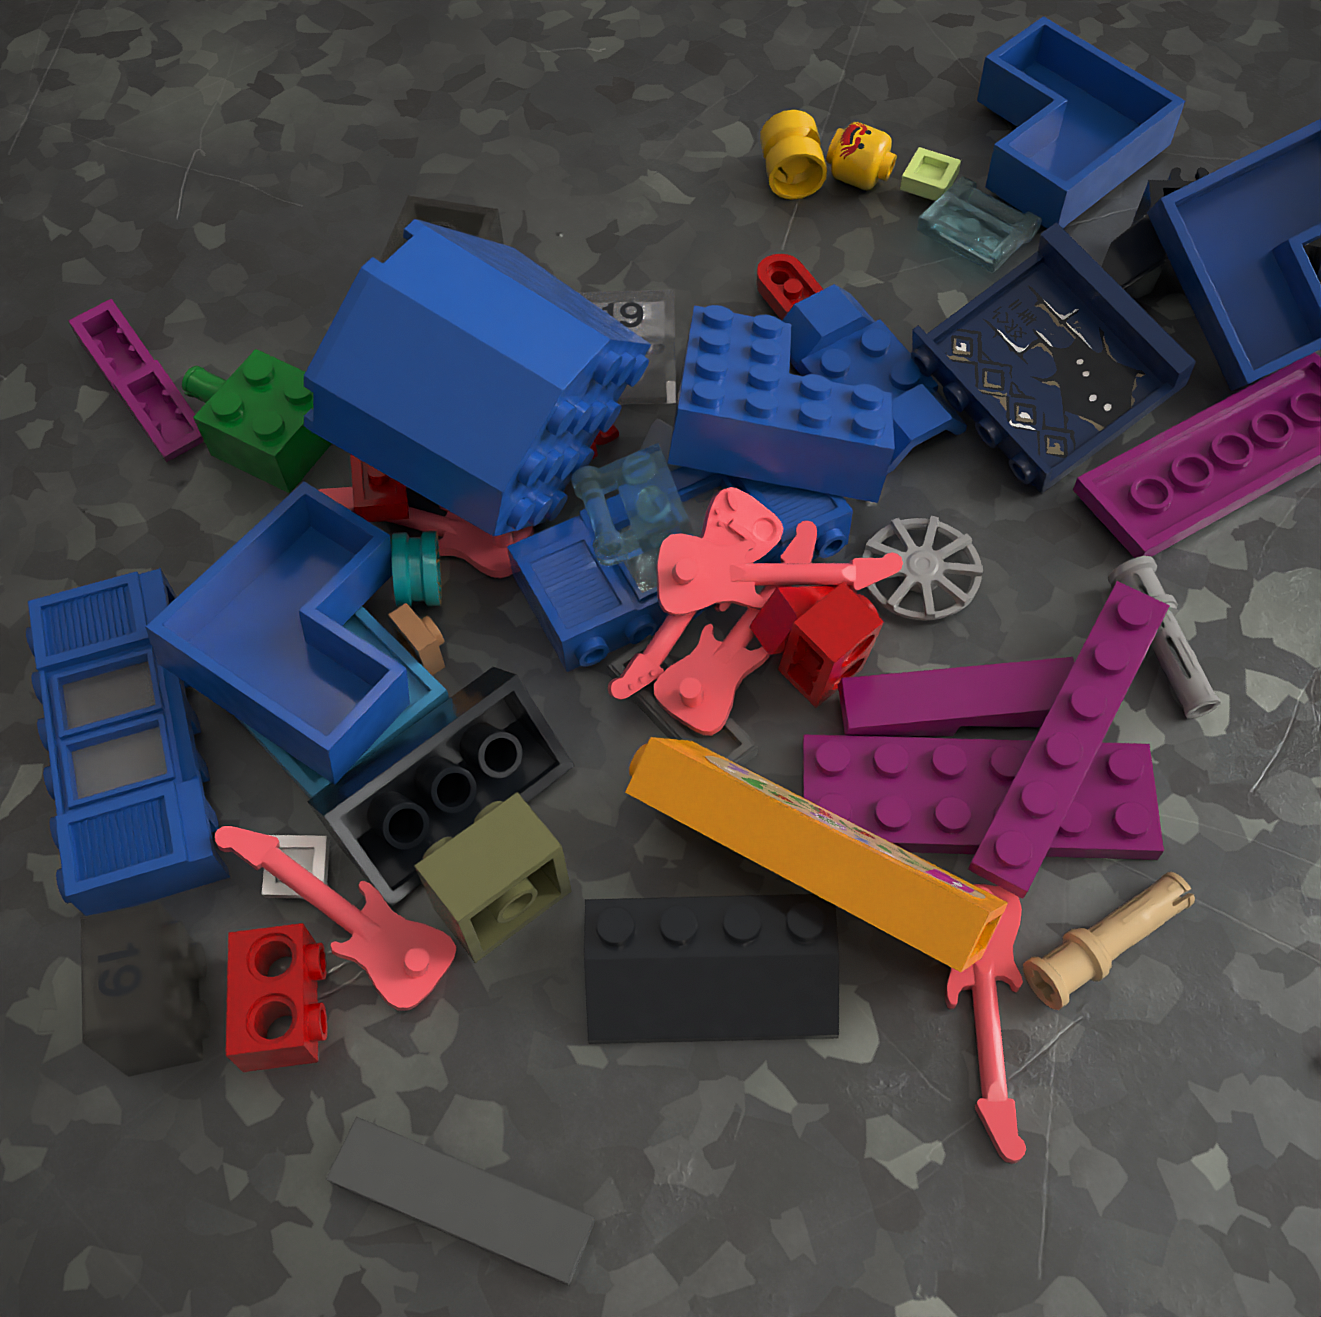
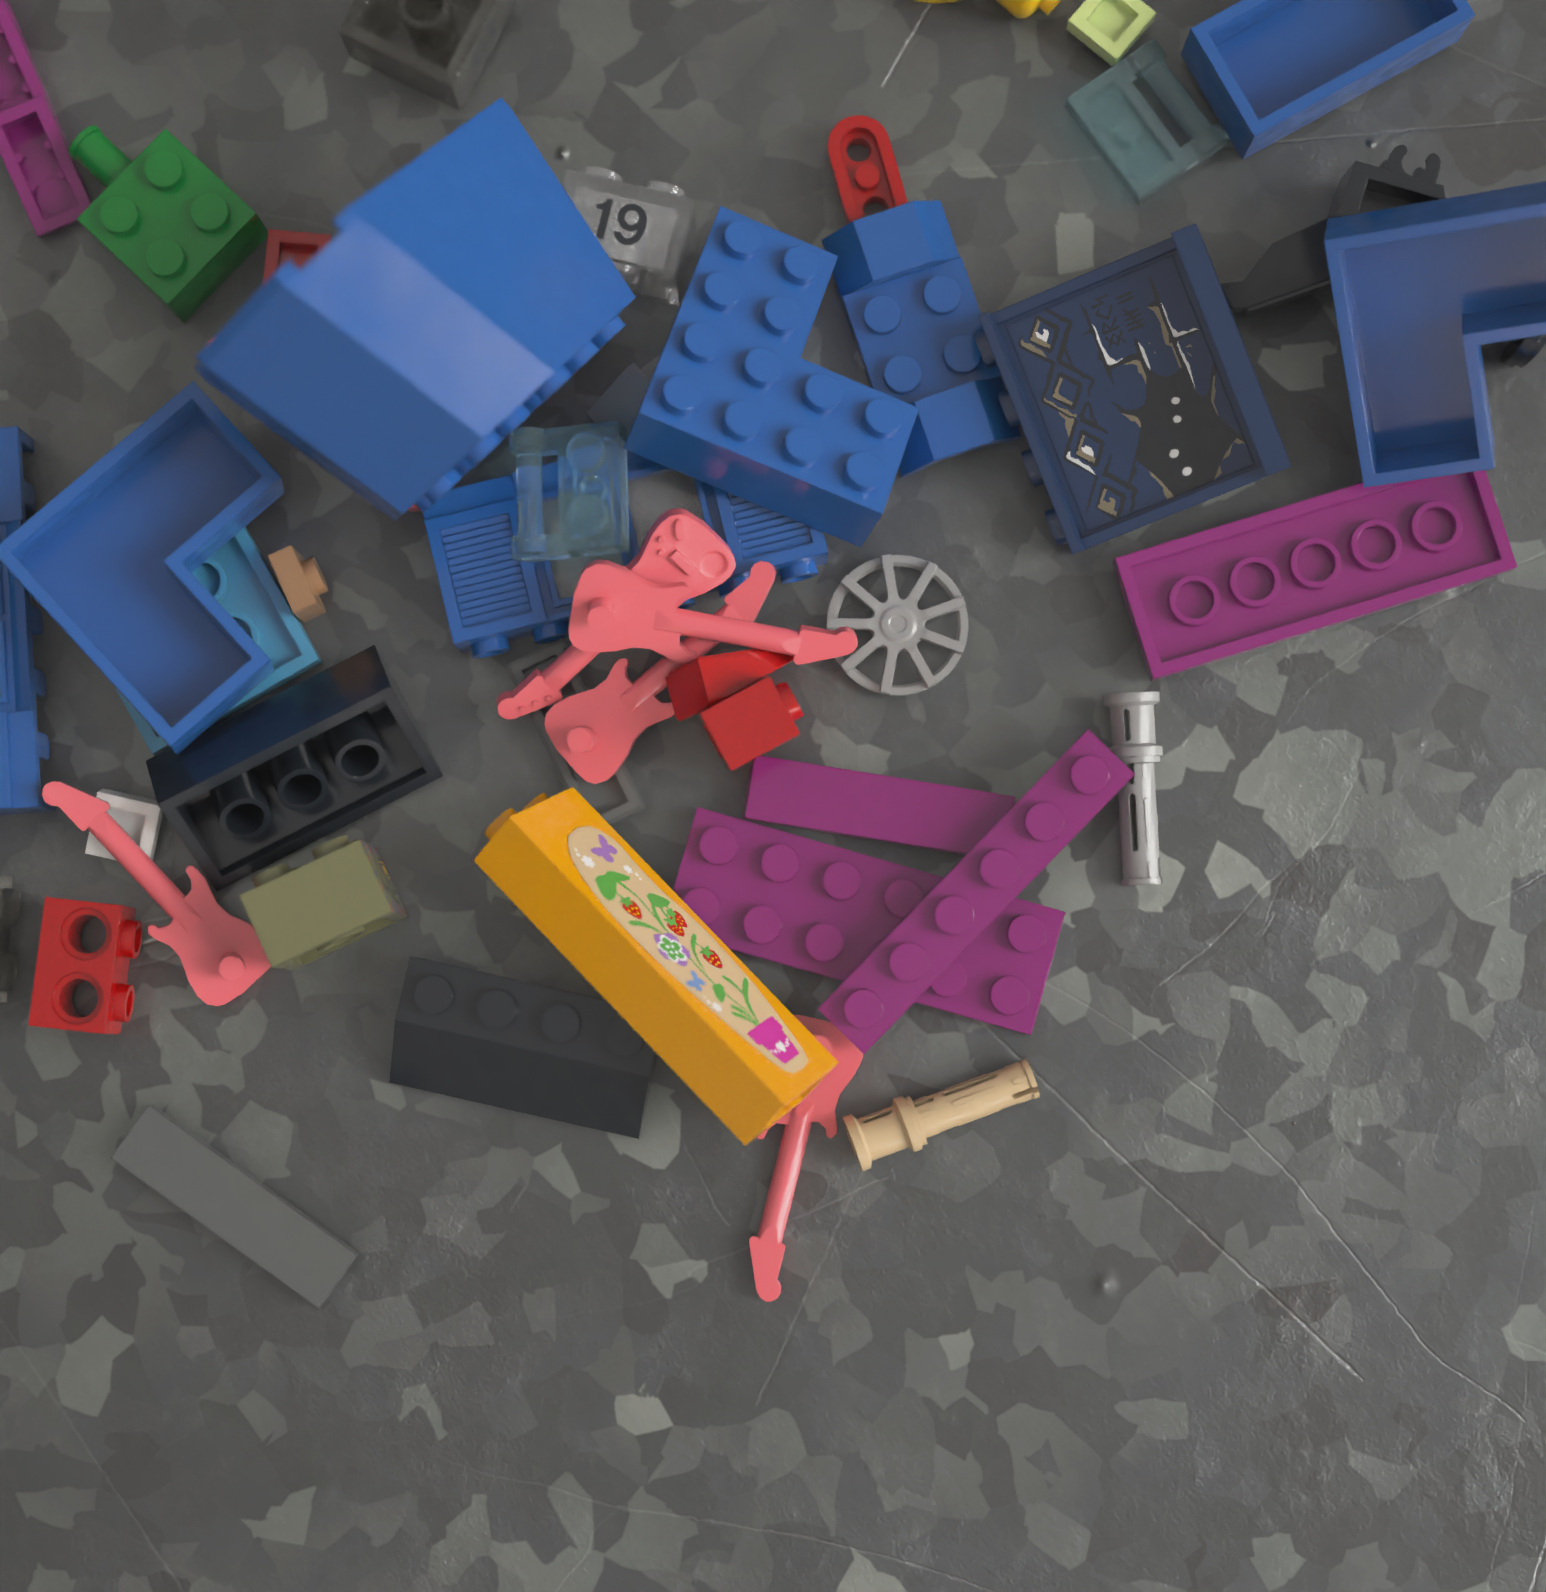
camera: 15 degrees right, 25 degrees up
(416, 568) = (309, 498): teal wheel -> none

